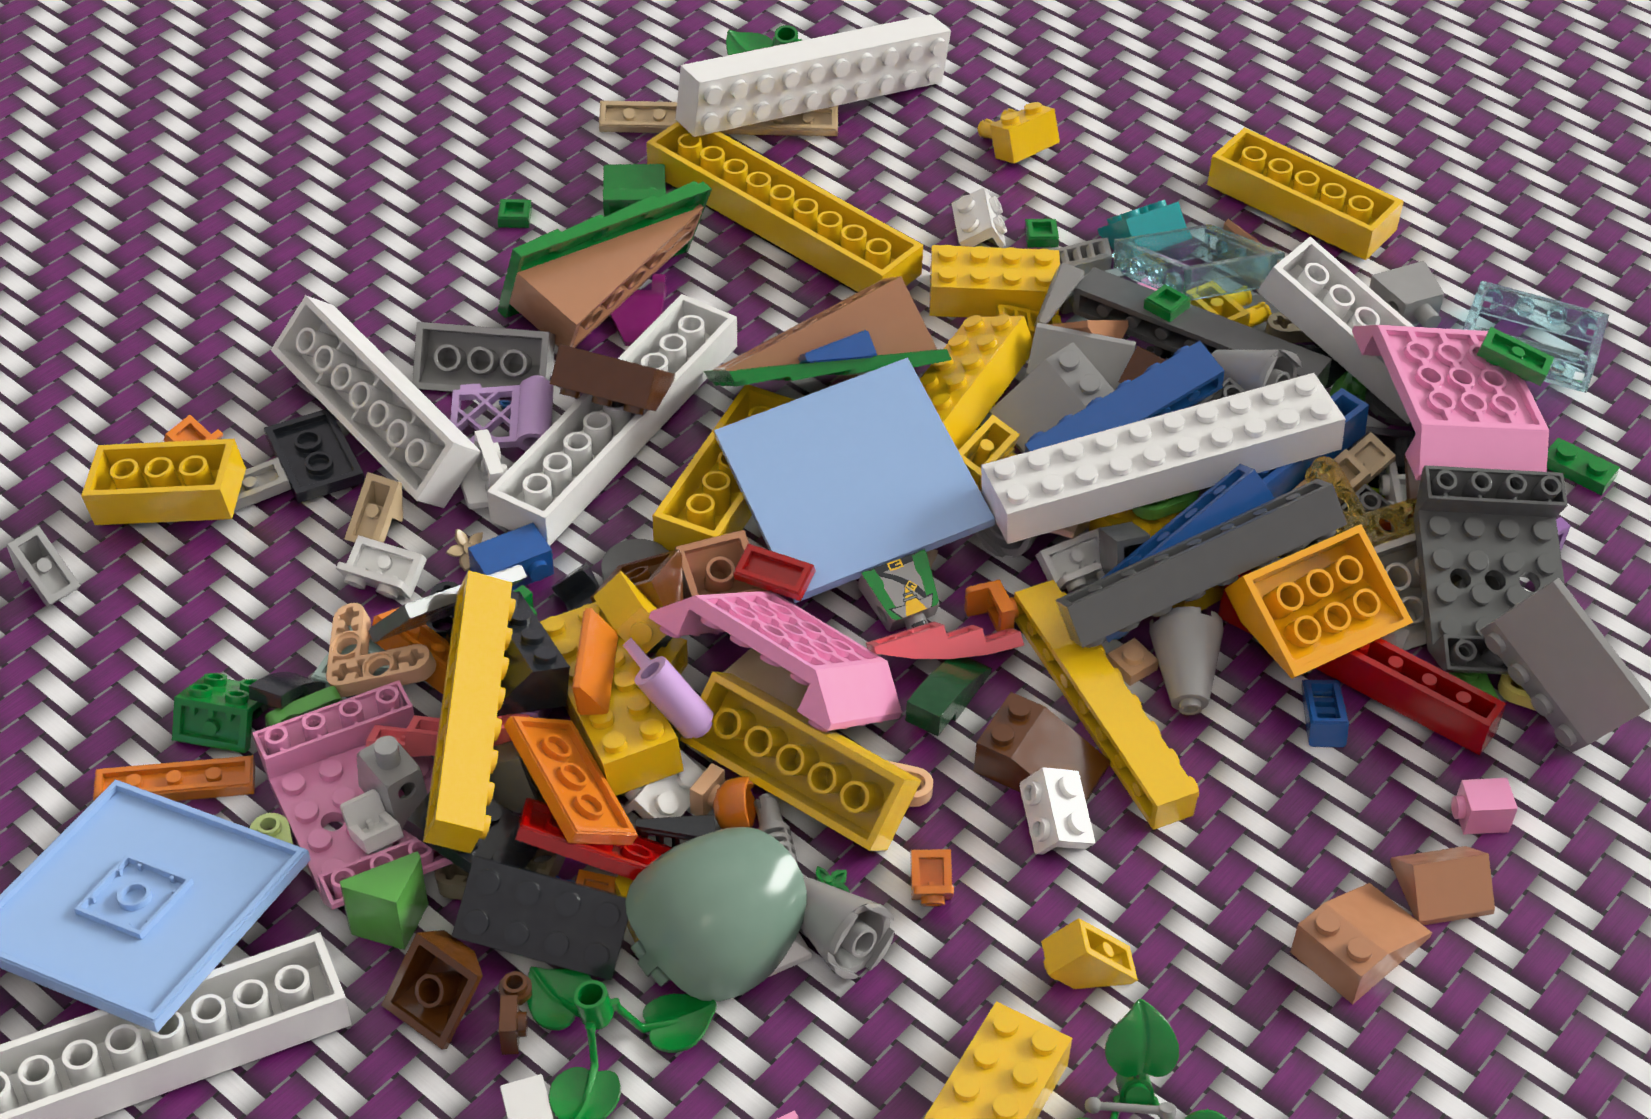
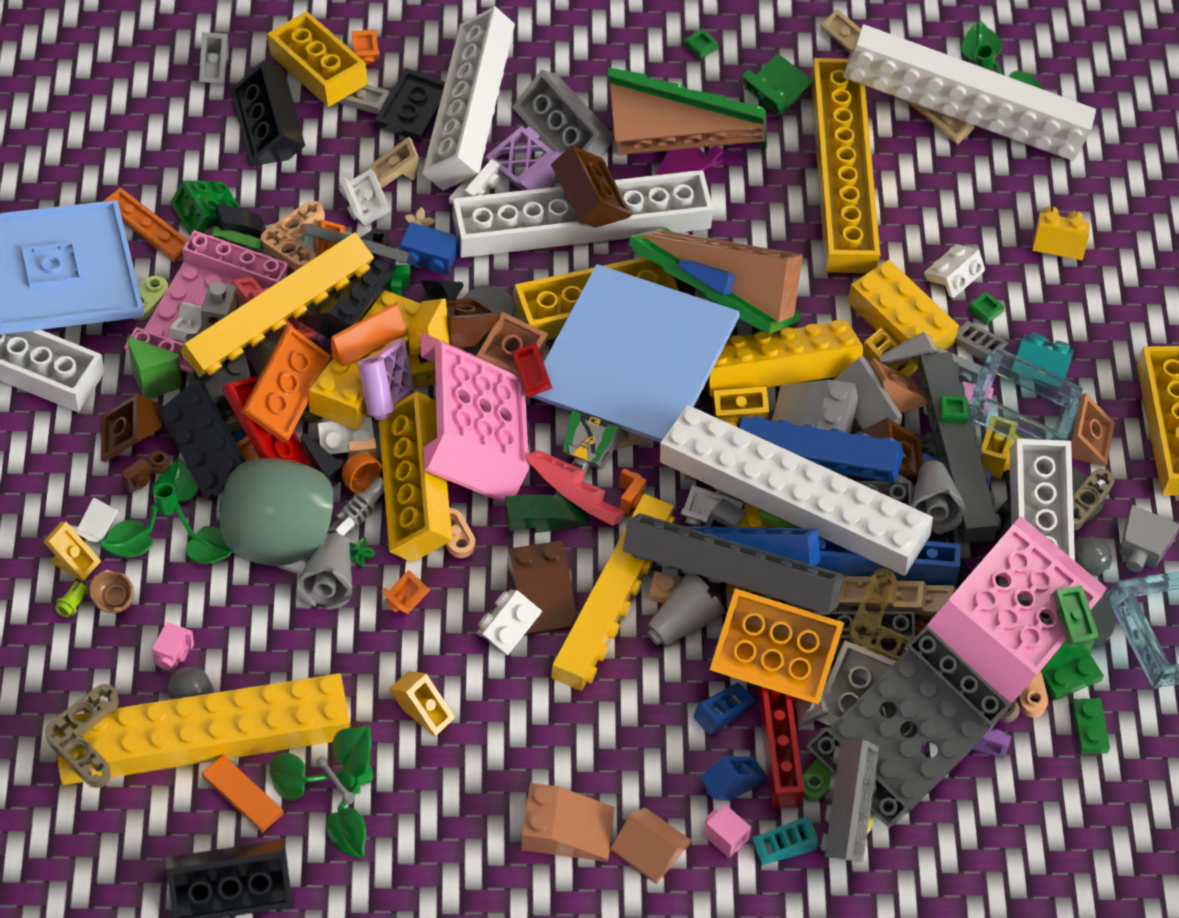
camera: 45 degrees right, 10 degrees up
(173, 577) = (267, 115): none -> black slope
(1423, 760) = (733, 777): none -> blue slope
(1540, 748) = (793, 828): none -> teal slope

